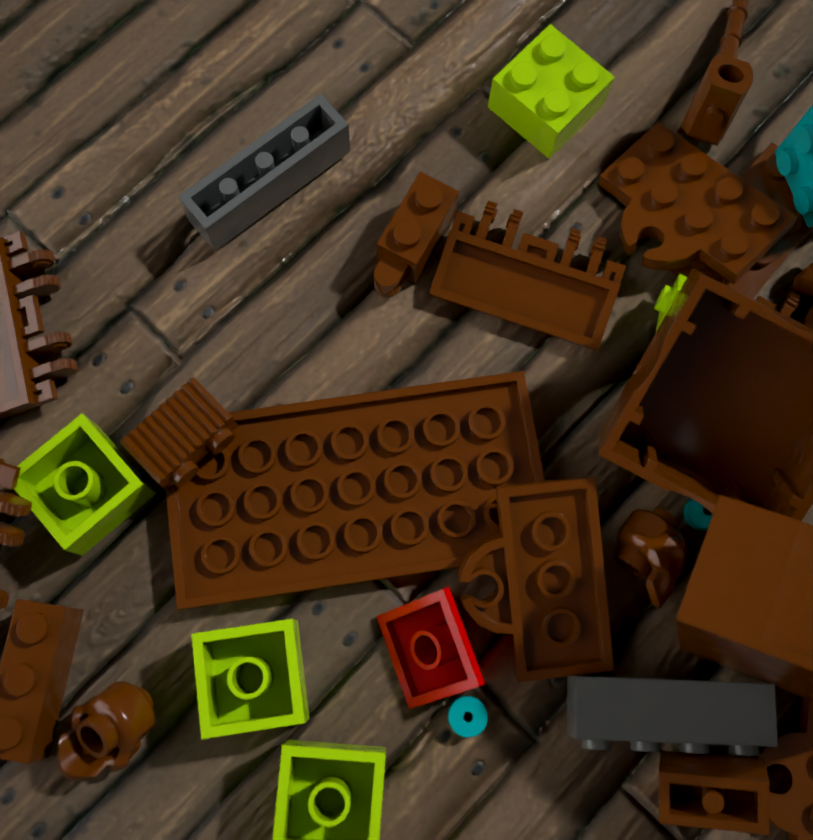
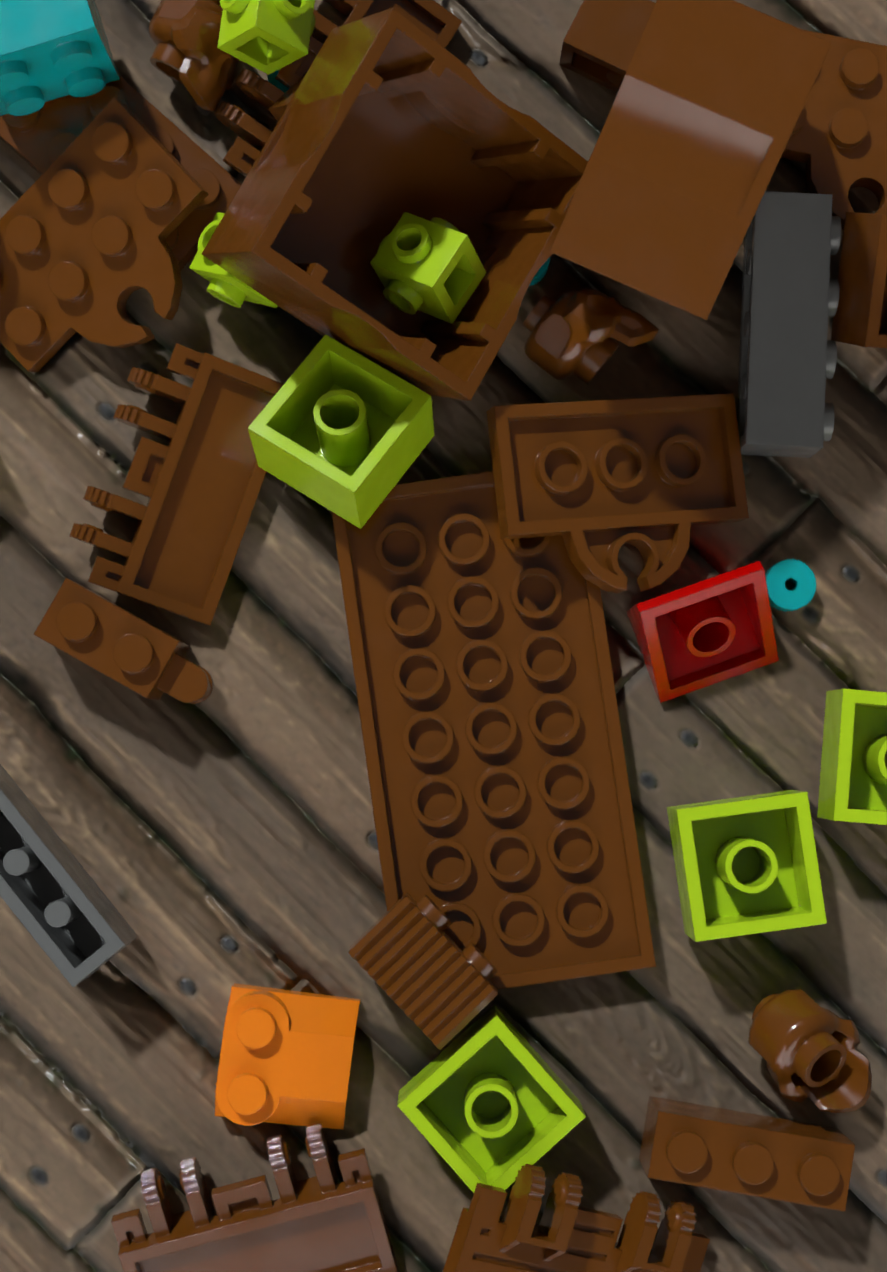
camera: 85 degrees left, 10 degrees up
(126, 346) = (285, 1057): none -> orange slope
(570, 375) = (342, 430): none -> lime brick
(694, 430) = (428, 267): none -> lime brick

